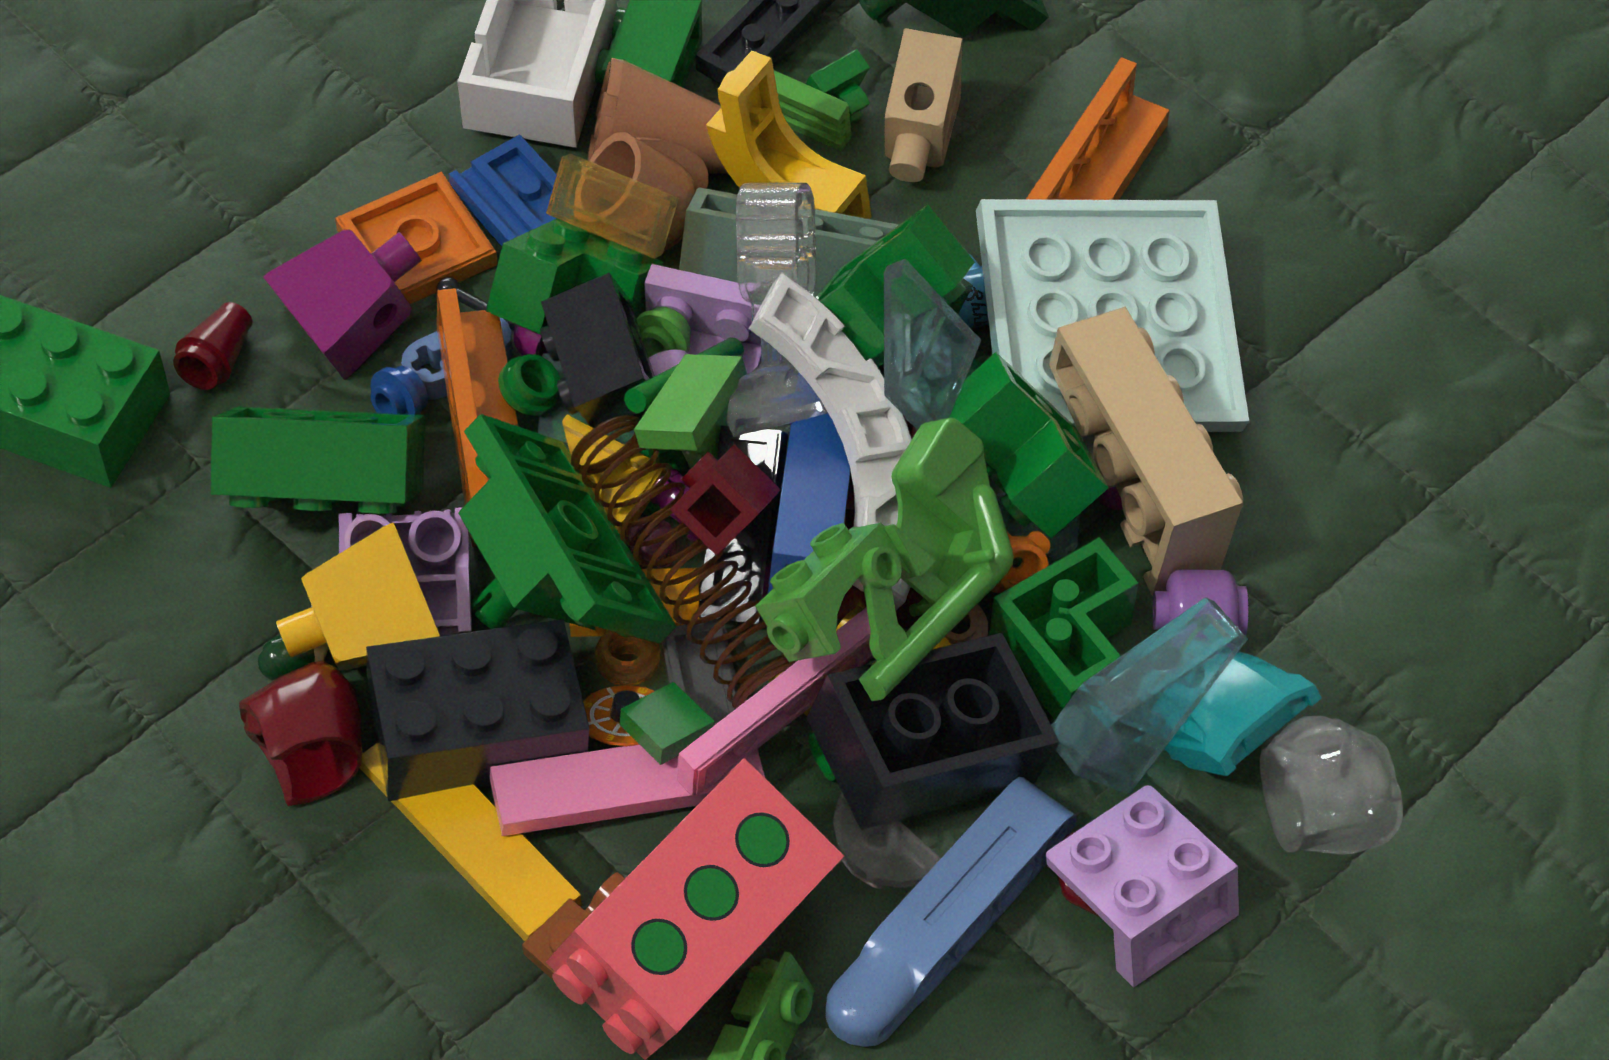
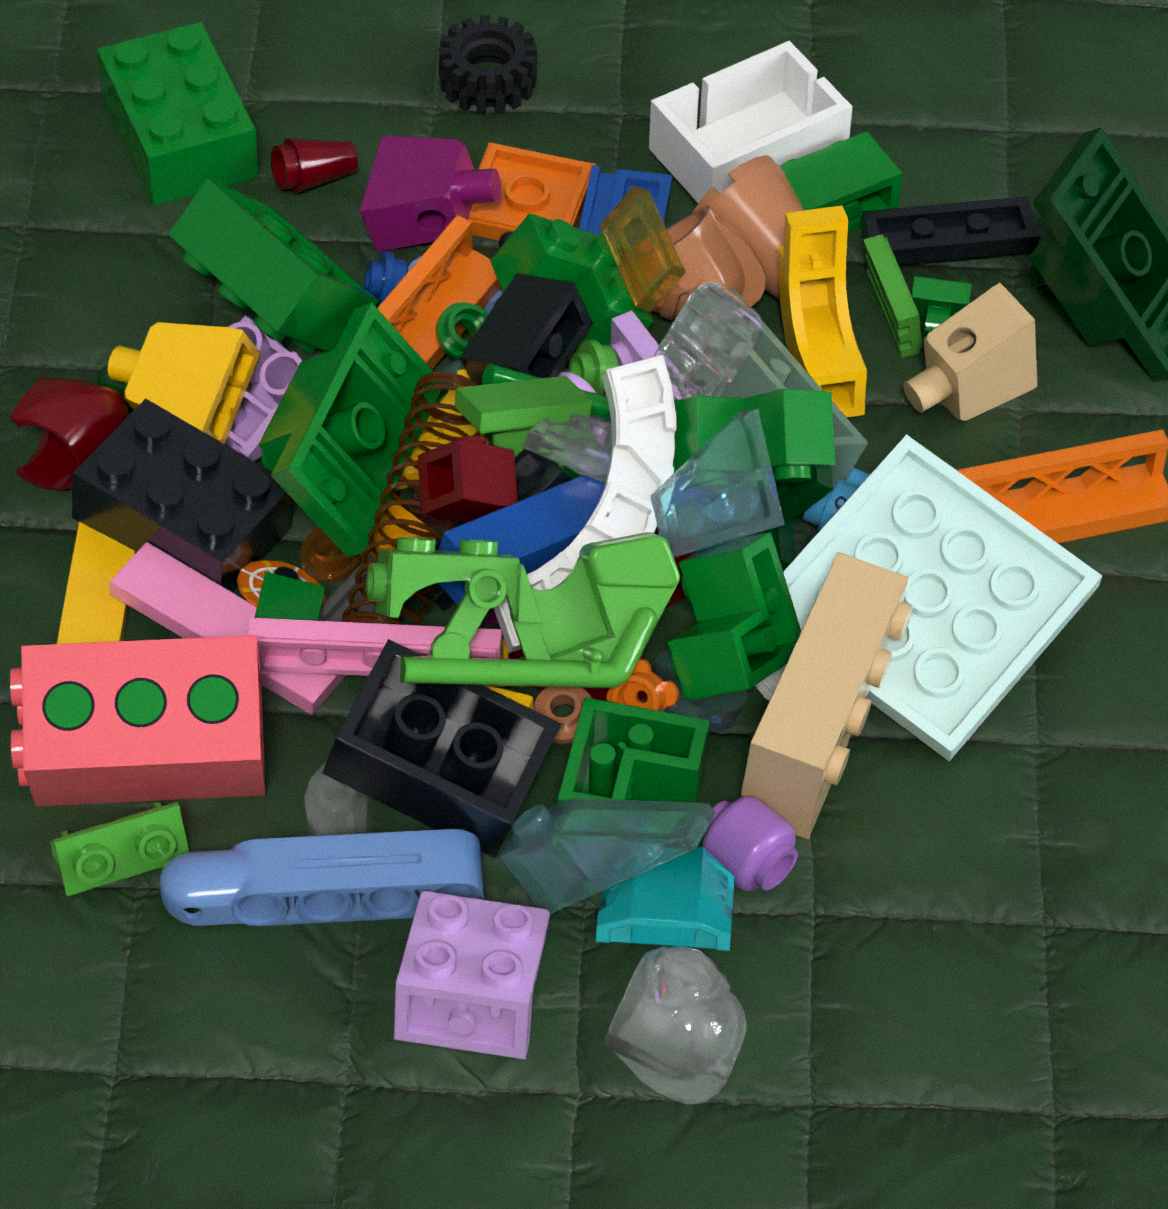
camera: 45 degrees right, 5 degrees down
(249, 129) = (483, 85): none -> black tyre

